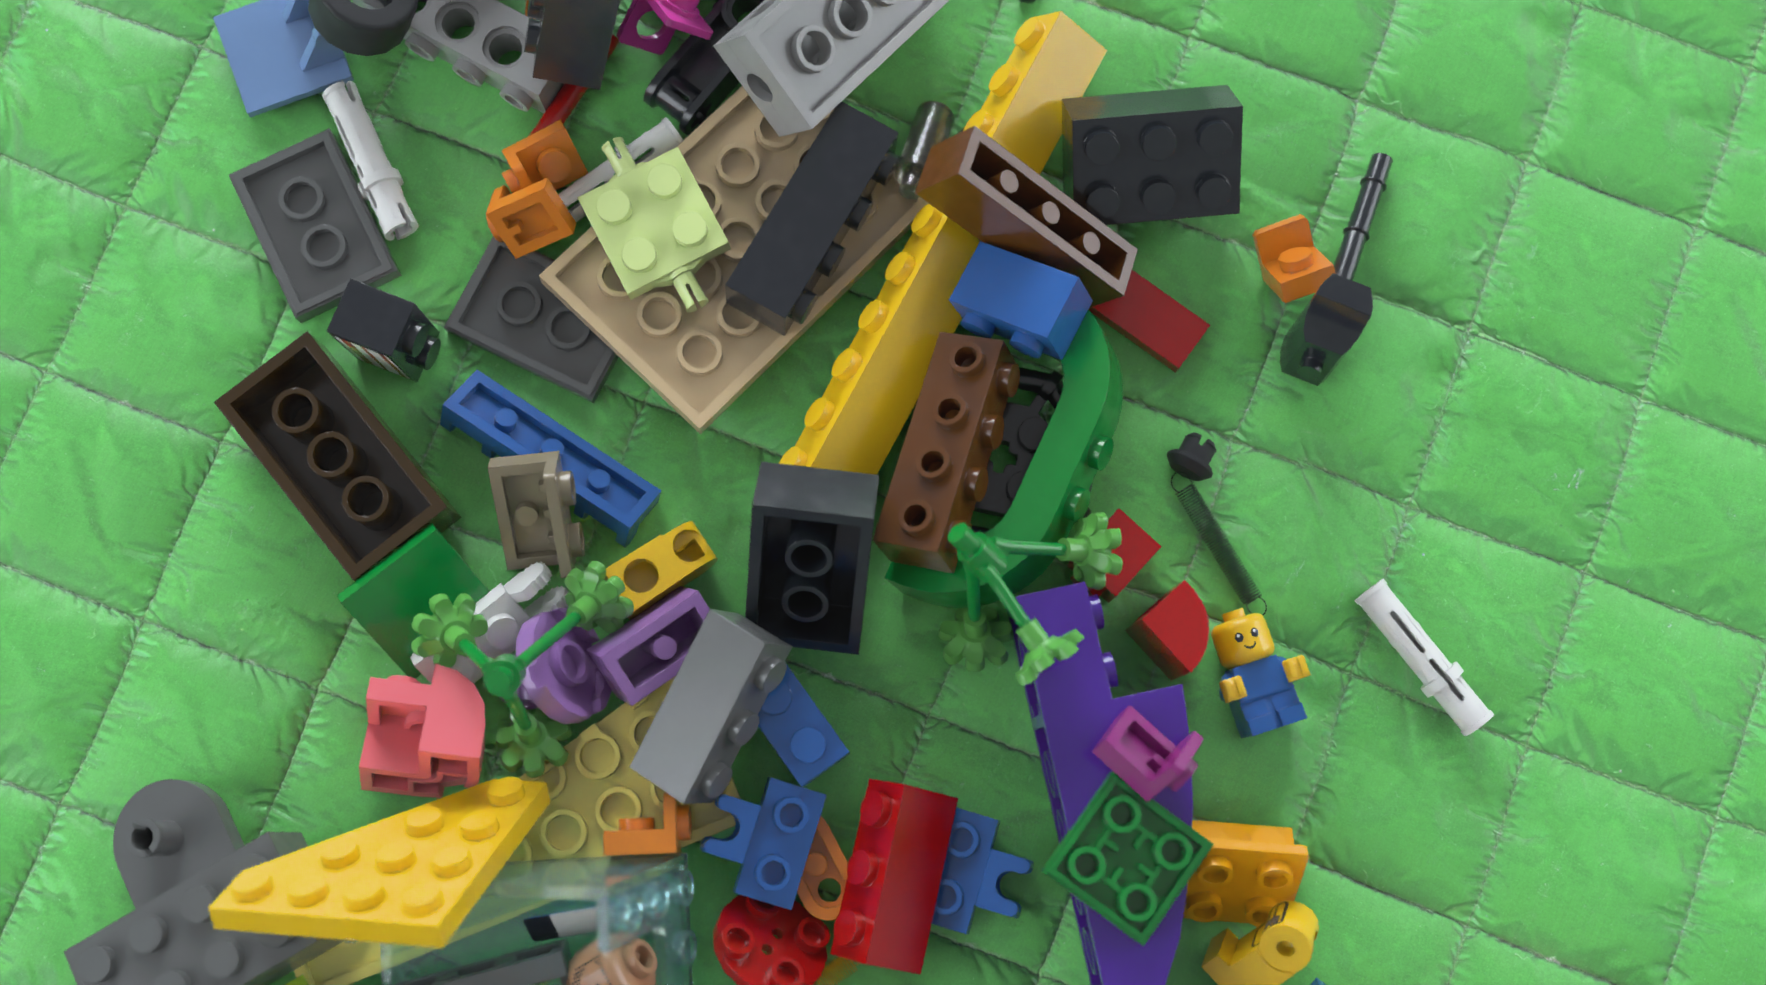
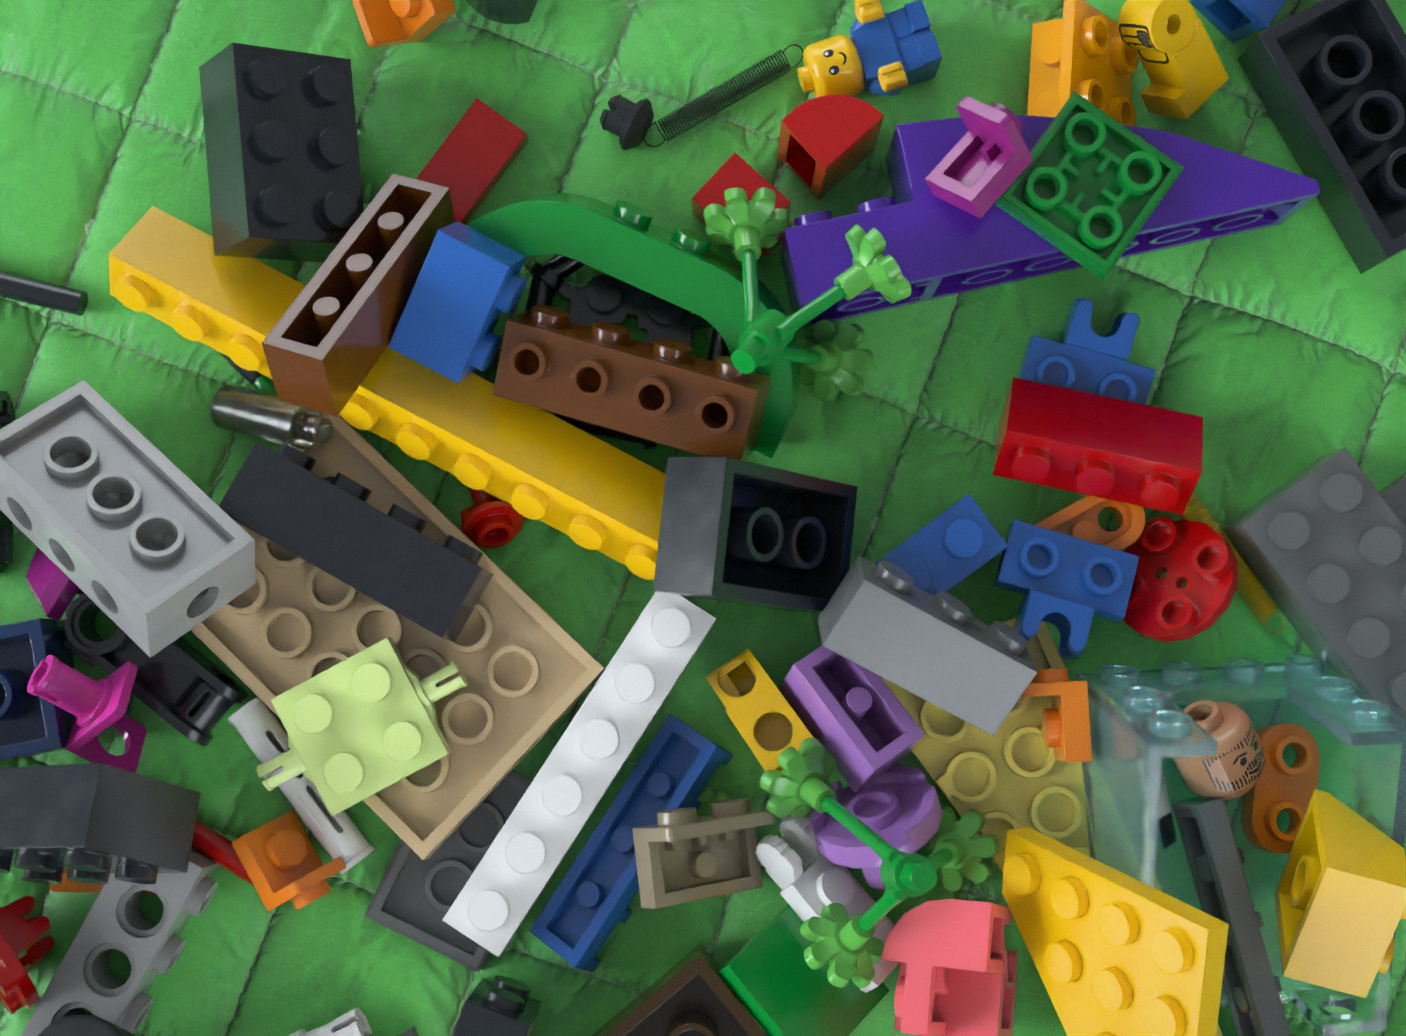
camera: 80 degrees left, 5 degrees up
(528, 217) = (353, 874): orange bracket -> none
(609, 407) = (579, 771): none -> white brick
(832, 335) = (489, 517): none -> red plate

